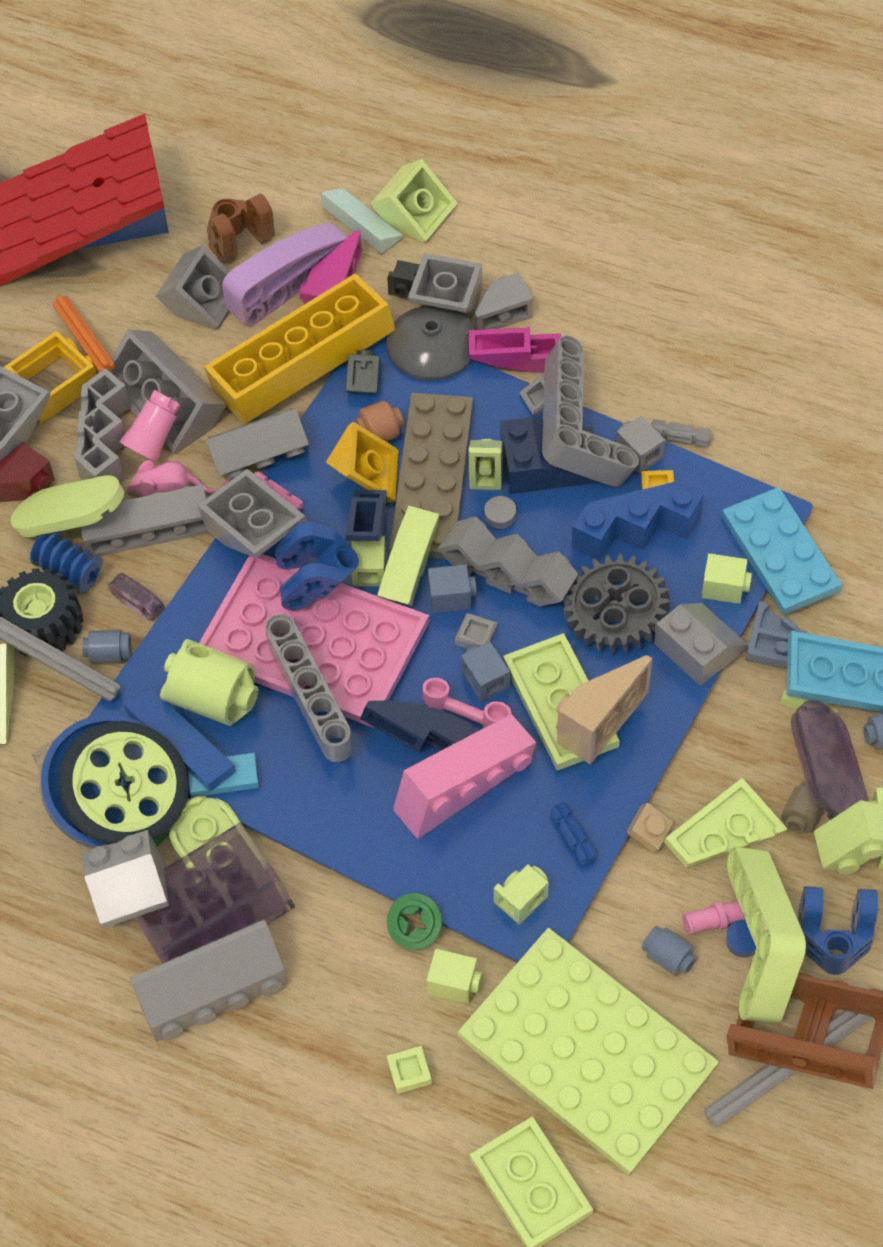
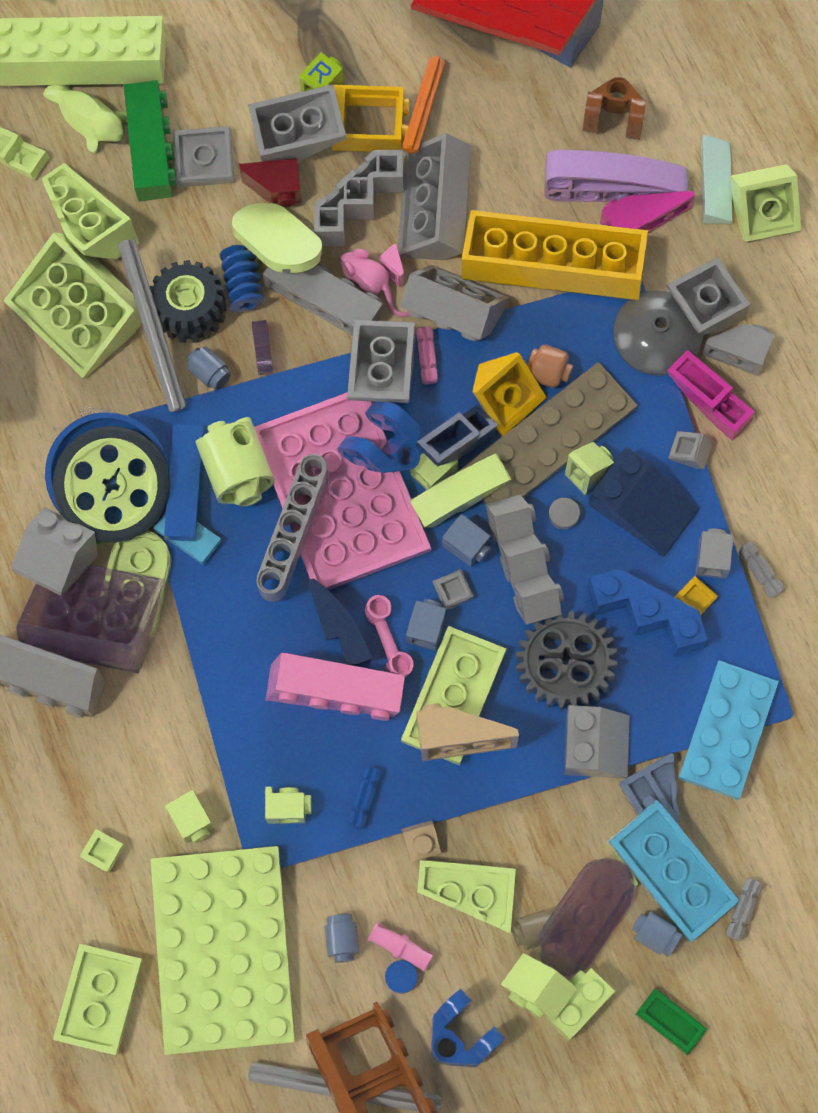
camera: 45 degrees right, 15 degrees up
(152, 426) = (391, 225): bright pink plant -> none
(178, 452) = (391, 261): none -> bright pink slope
(196, 289) = (536, 133): light grey slope -> none
(363, 373) = (580, 314): pearl dark grey bracket -> none
(400, 927) = (194, 749): green gear -> none
(402, 278) = (693, 258): pearl dark grey bracket -> none
(563, 439) = (680, 486): light grey beam -> none
(725, 578) = (661, 715): yellowish green brick -> none
(774, 931) = (409, 990): yellowish green beam -> none

